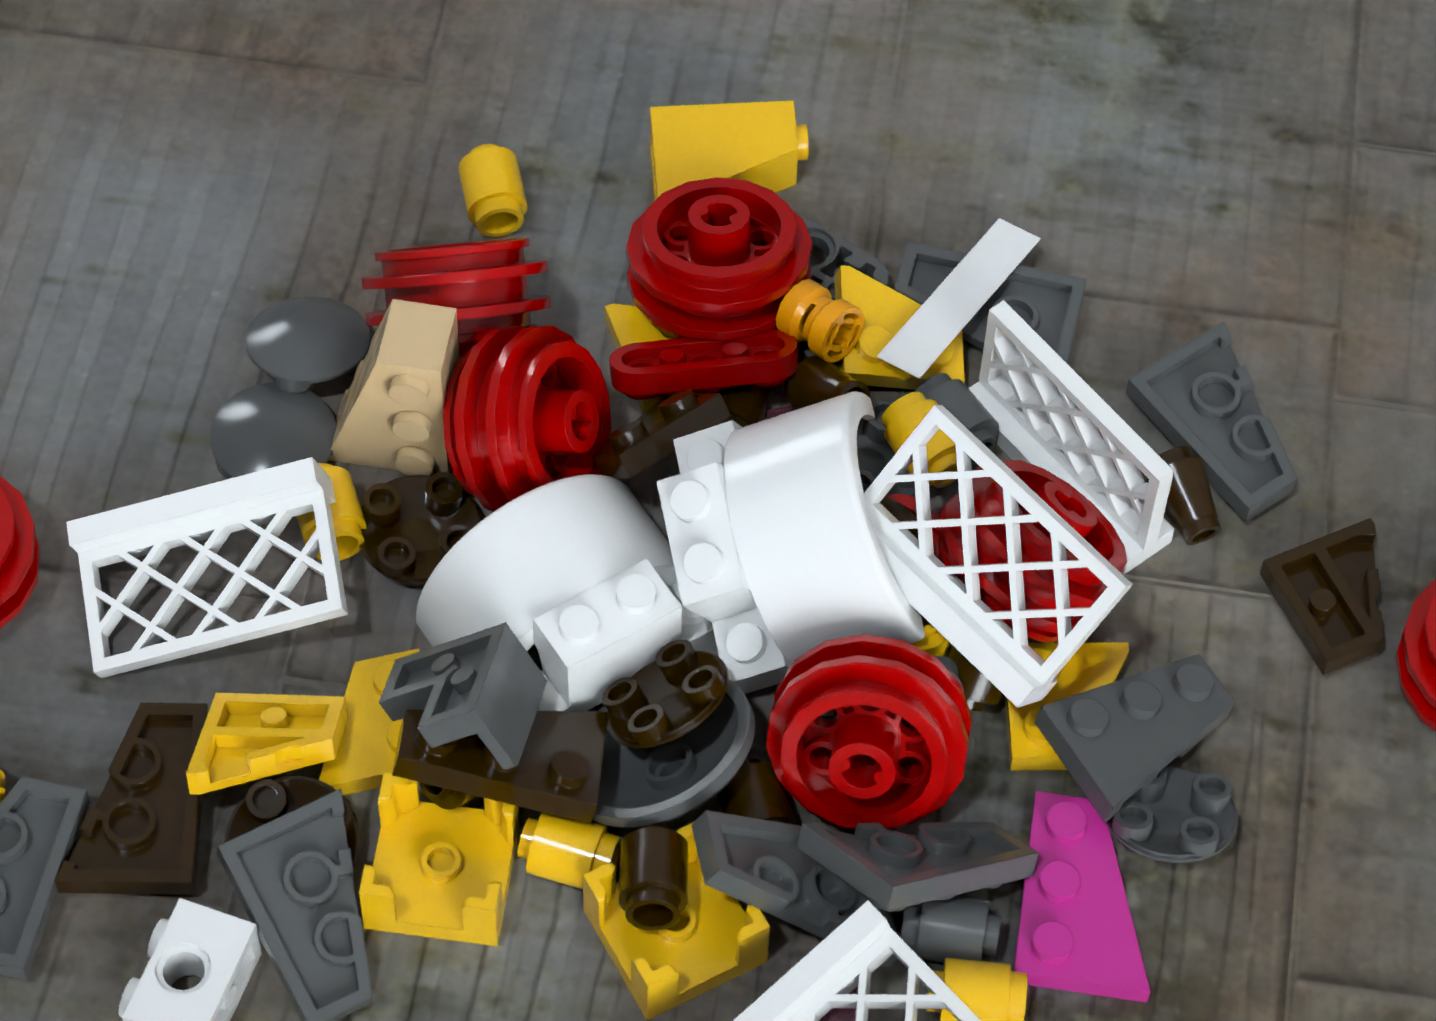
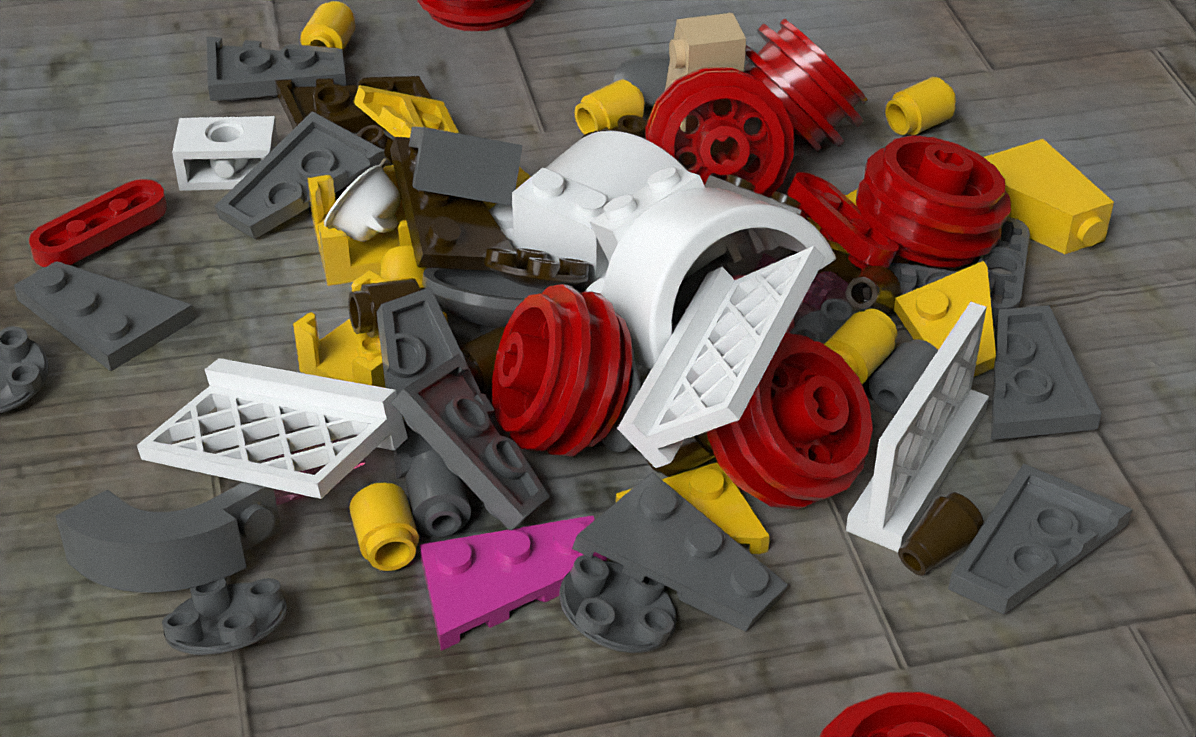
camera: 70 degrees right, 15 degrees down
(199, 515) = (541, 64): white fence -> none
(438, 841) = (366, 206): none -> white piece
(824, 323) = (928, 252): light orange wheel -> none
(958, 298) = (1023, 341): white sticker -> none
(1331, 595) = (912, 654): dark brown wing -> none

